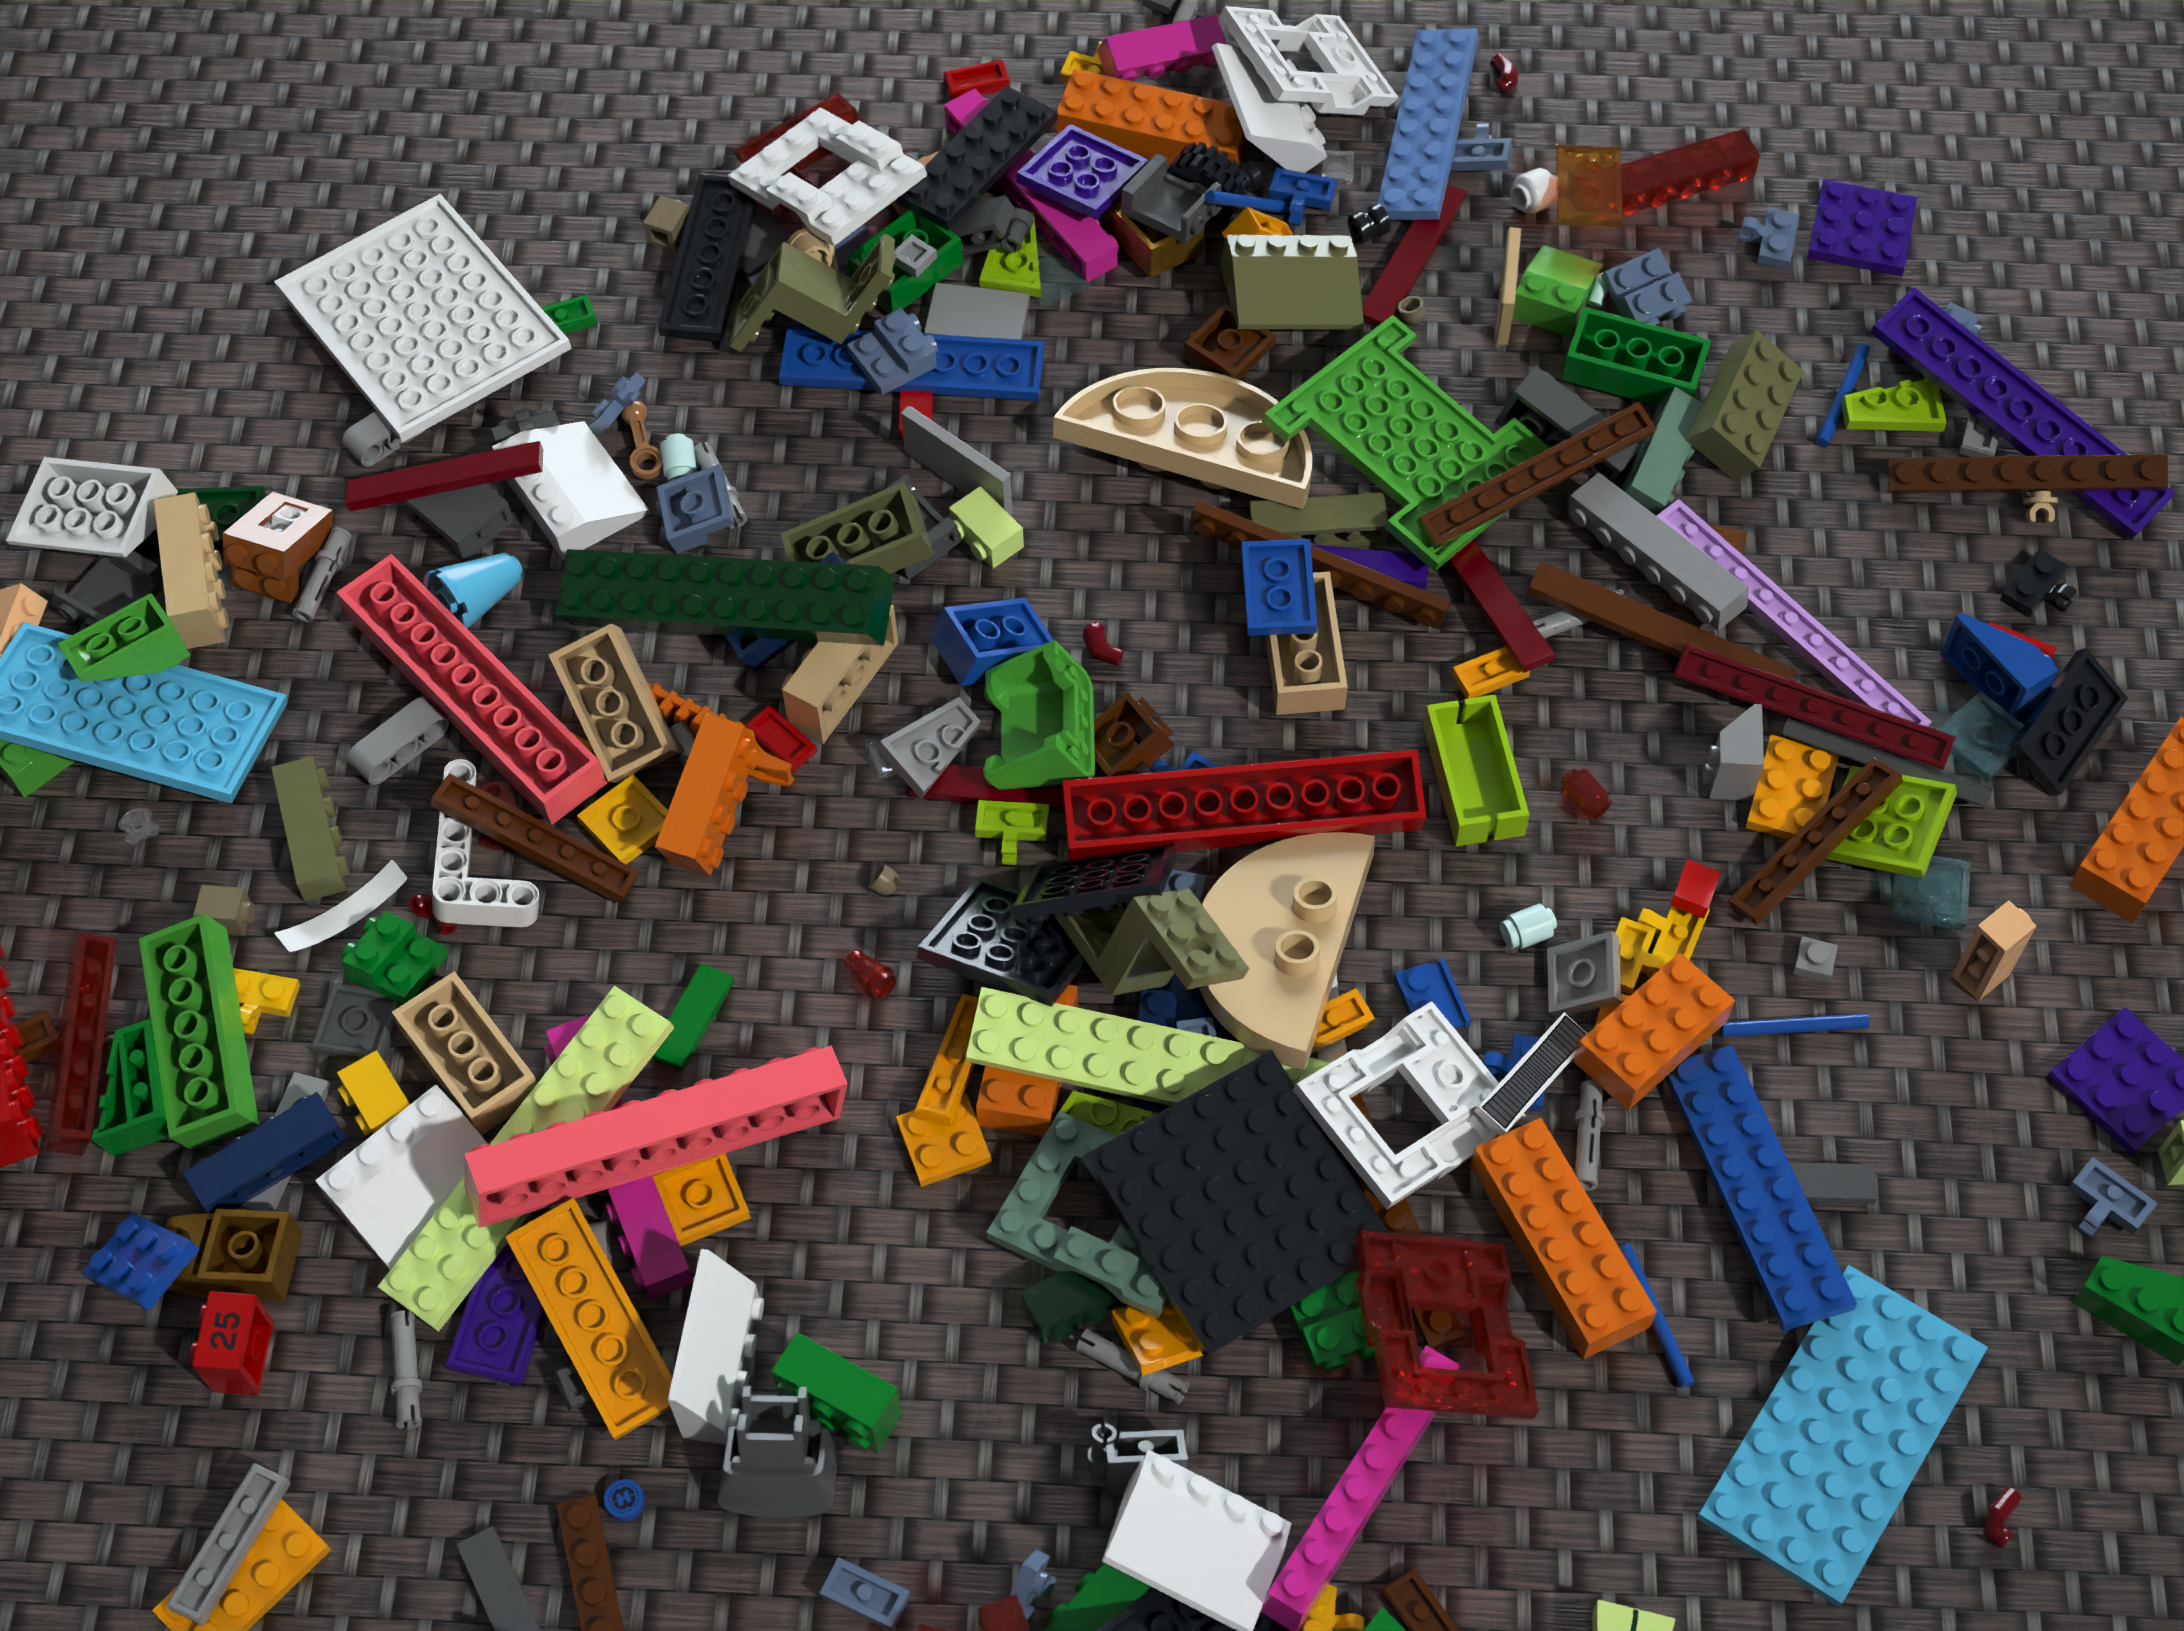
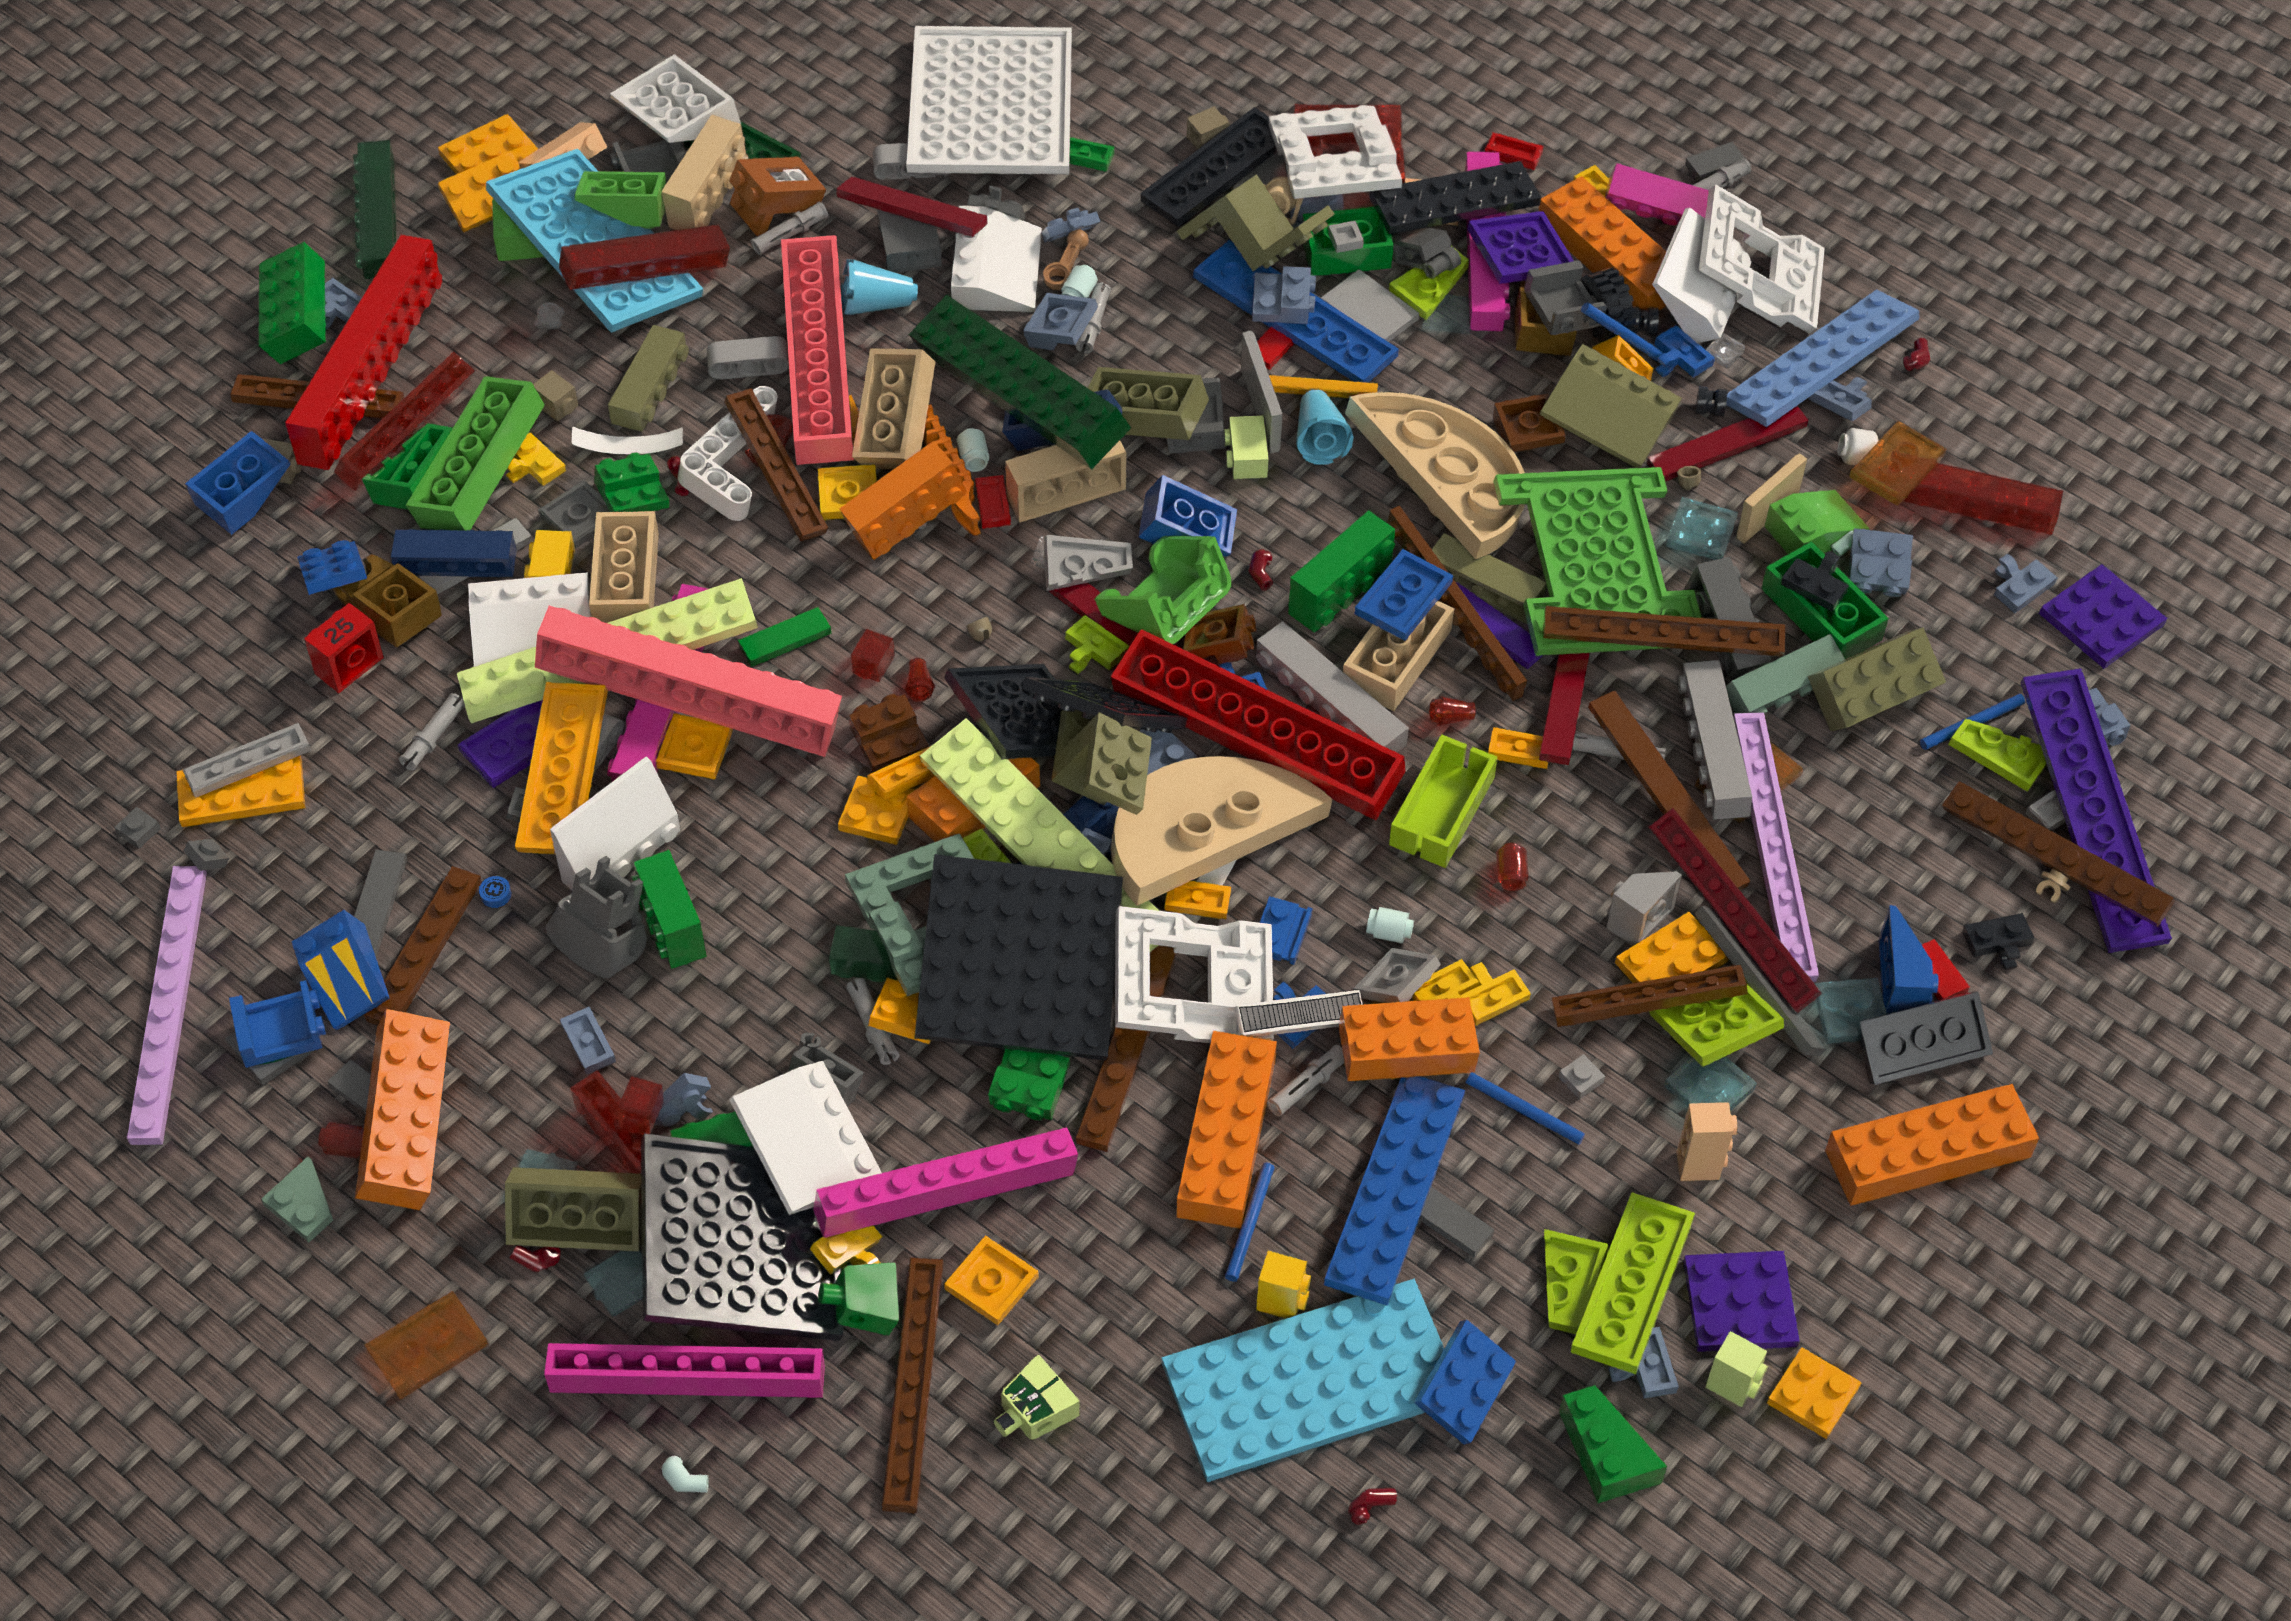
camera: 35 degrees right, 5 degrees down
(201, 700) = (643, 257): none -> clear red brick
(718, 695) = (973, 449): none -> light aqua brick
(803, 979) = (872, 655): none -> clear red brick
(886, 1050) = (887, 731): none -> reddish brown plate
(1014, 419) = (1332, 388): none -> light orange tile
(1042, 464) = (1322, 429): none -> medium azure cone
(1191, 600) = (1341, 572): none -> green brick
(1271, 726) = (1327, 687): none -> light grey brick
(1397, 676) = (1449, 710): none -> clear red cone
(1447, 1277) = (1110, 1090): clear red piece -> none
(1465, 353) = (1702, 529): none -> clear light blue plate
(1478, 1554) = (991, 1280): none -> light orange plate
(1624, 344) = (1816, 583): none -> black plate
(1695, 888) = (1531, 973): red tile -> none
(1754, 1360) = (1282, 1285): none -> yellow brick
(1979, 1163) = (1571, 1276): none -> lime wing
(1983, 1335) = (1465, 1382): none -> blue plate
(2040, 1131) = (1633, 1283): none -> lime plate

